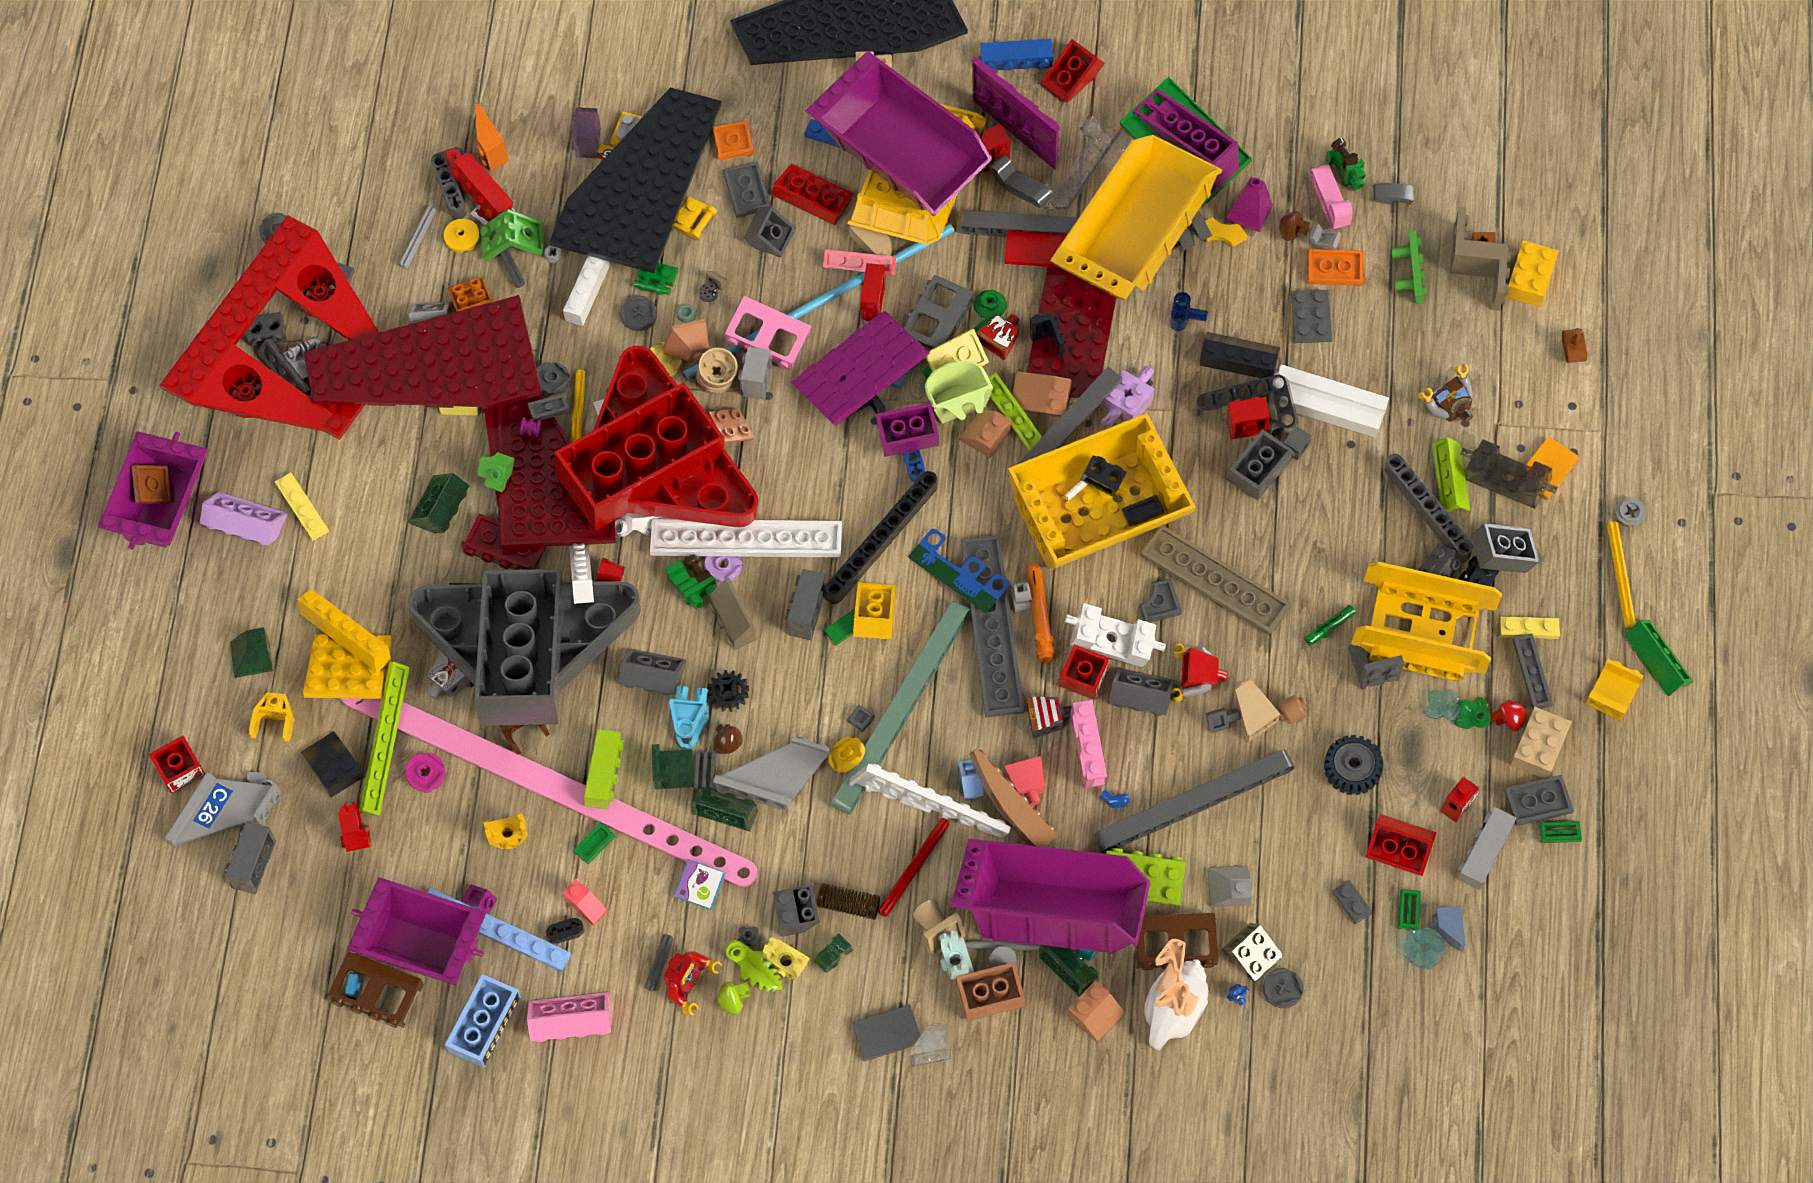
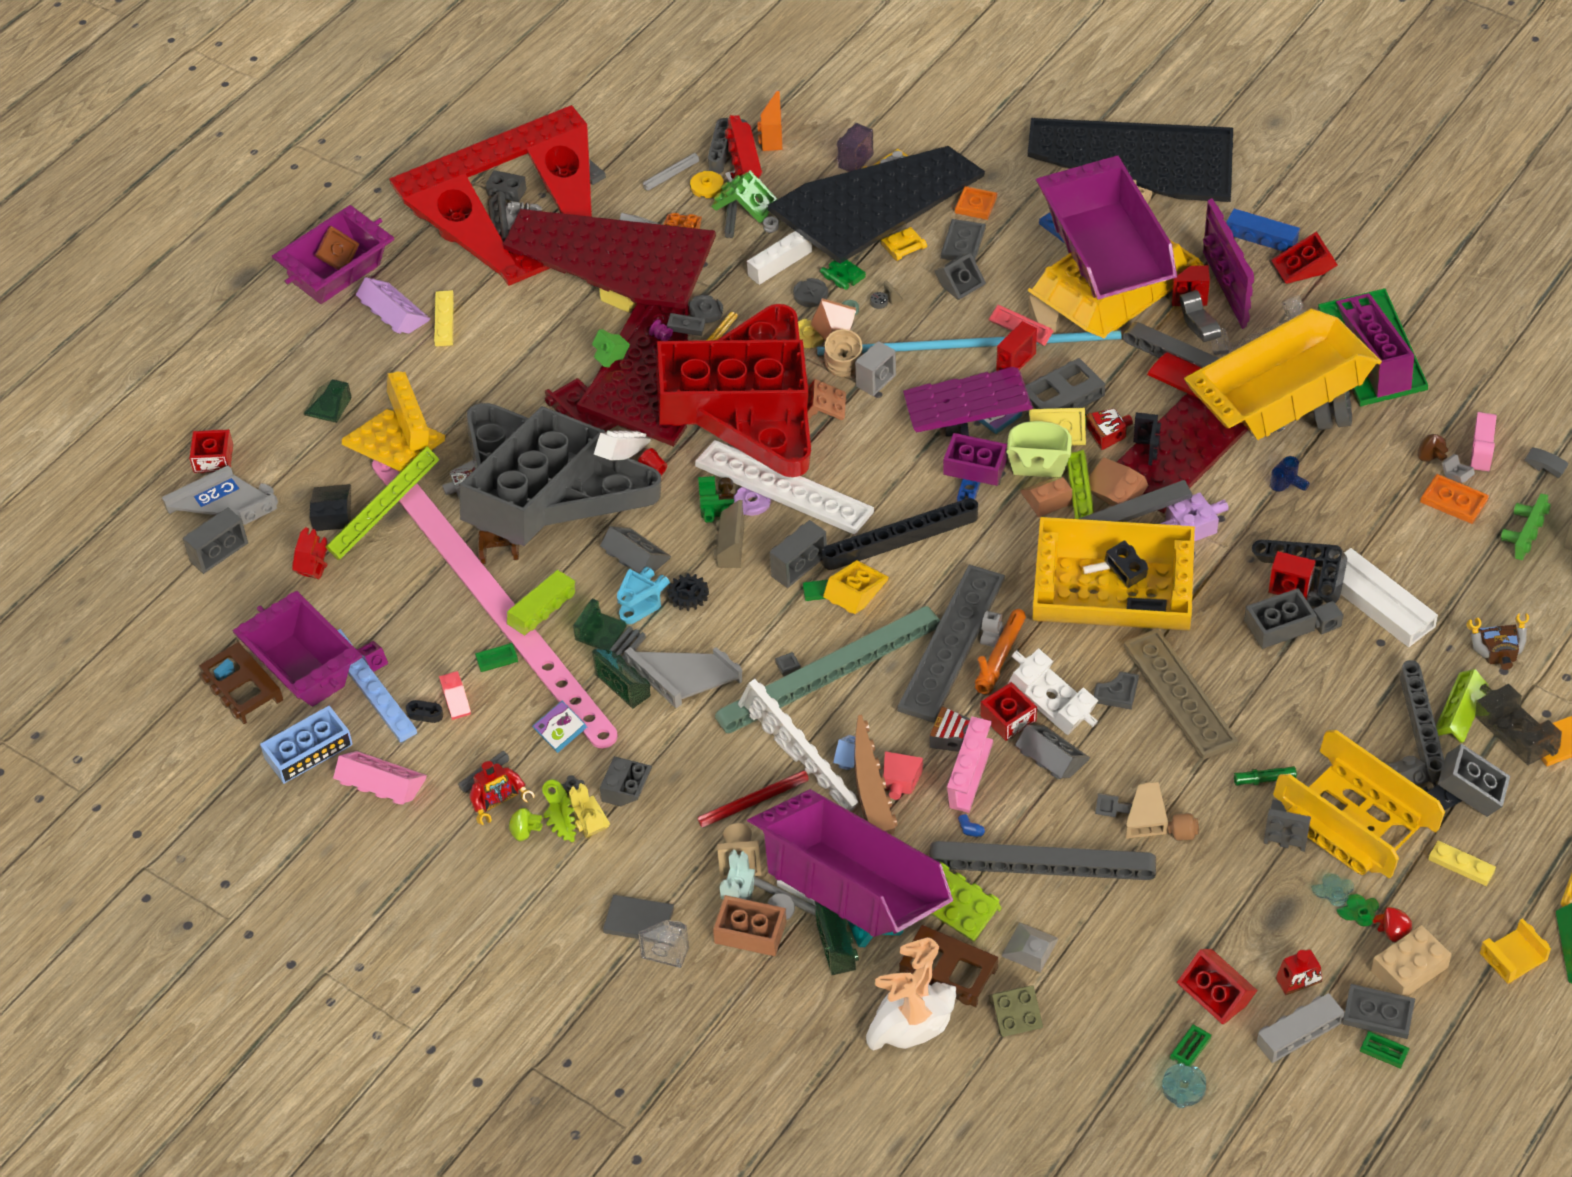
camera: 30 degrees right, 15 degrees down
(273, 707) = (313, 444): yellow piece -> none
(428, 782) = (399, 552): dark pink plate -> none
(439, 503) = (552, 359): clear green slope -> none
(496, 829) = (425, 613): yellow piece -> none
(631, 522) = (700, 436): white plant -> none
(727, 740) = (661, 627): reddish brown piece -> none
(772, 322) = (914, 335): bright pink window -> none
(812, 193) = (1013, 263): red slope -> none
(823, 896) = (660, 787): dark brown piece -> none
(830, 956) = (628, 833): clear green leg -> none
(846, 754) = (761, 677): yellow tile -> none
(958, 579) = (945, 594): piece -> none
(993, 309) = (1119, 401): green piece -> none
(1095, 1011) = (835, 988): nougat slope -> none
(1198, 671) = (1113, 758): red torso -> none
(1229, 234) = (1368, 434): yellow tile -> none
(1238, 993) = (977, 1037): blue plant -> none
(1239, 356) = (1314, 527): black slope -> none
(1251, 205) = (1403, 415): magenta slope -> none
(1283, 988) = (1024, 1055): dark grey tile -> none
(1311, 316) = (1406, 527): dark grey plate -> none
(1348, 165) = (1515, 420): green hips -> none
(1352, 902) = (1139, 1014): dark grey plate -> none
(1353, 751) = (1211, 912): wheel -> none
(1450, 926) = (1221, 1076): sand blue slope -> none
(1532, 671) = (1441, 899): dark grey plate -> none

